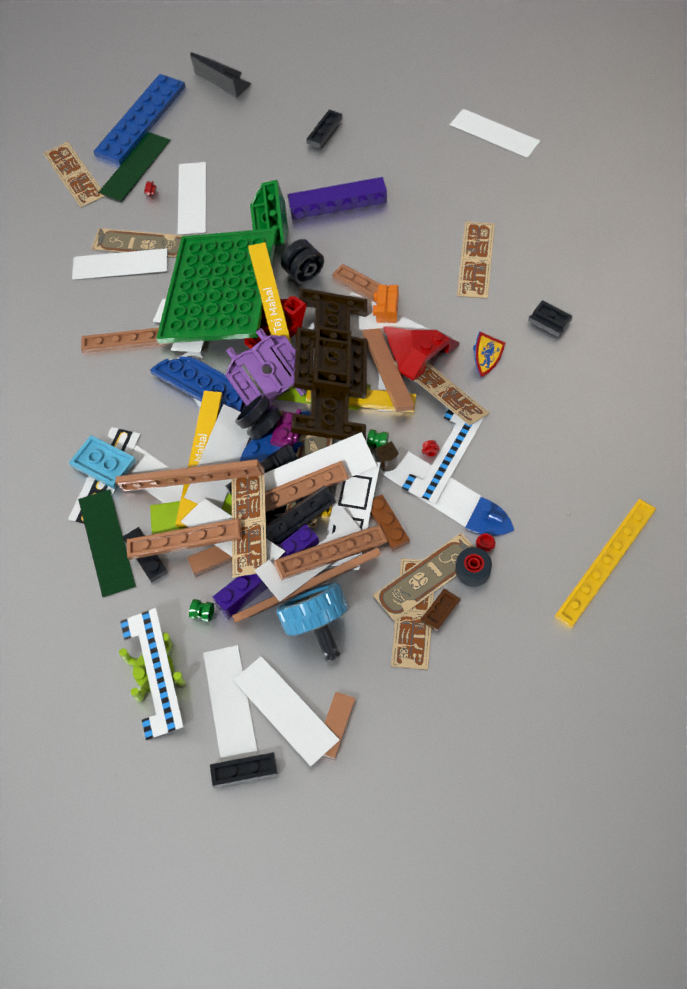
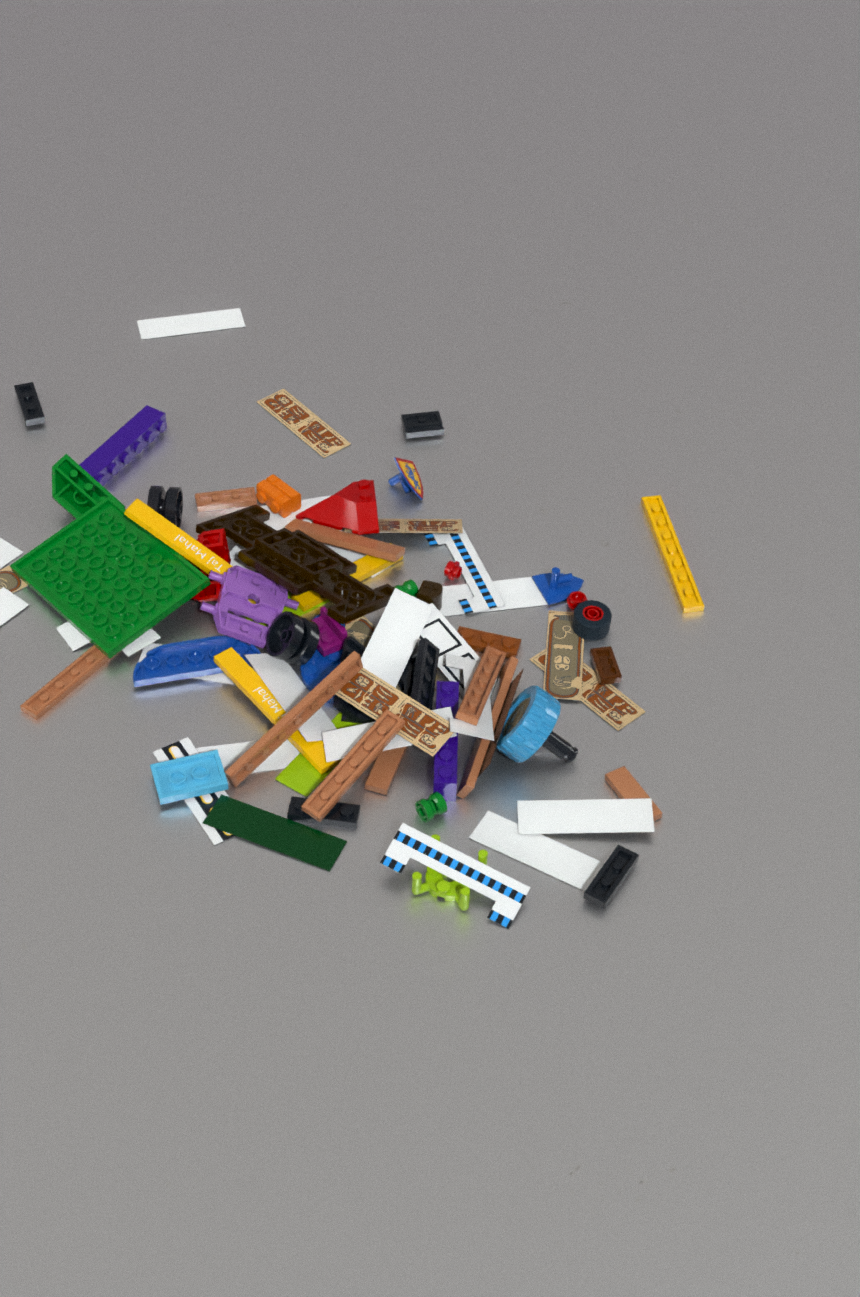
camera: 55 degrees left, 15 degrees down
(304, 486) = (398, 657): nougat tile -> none

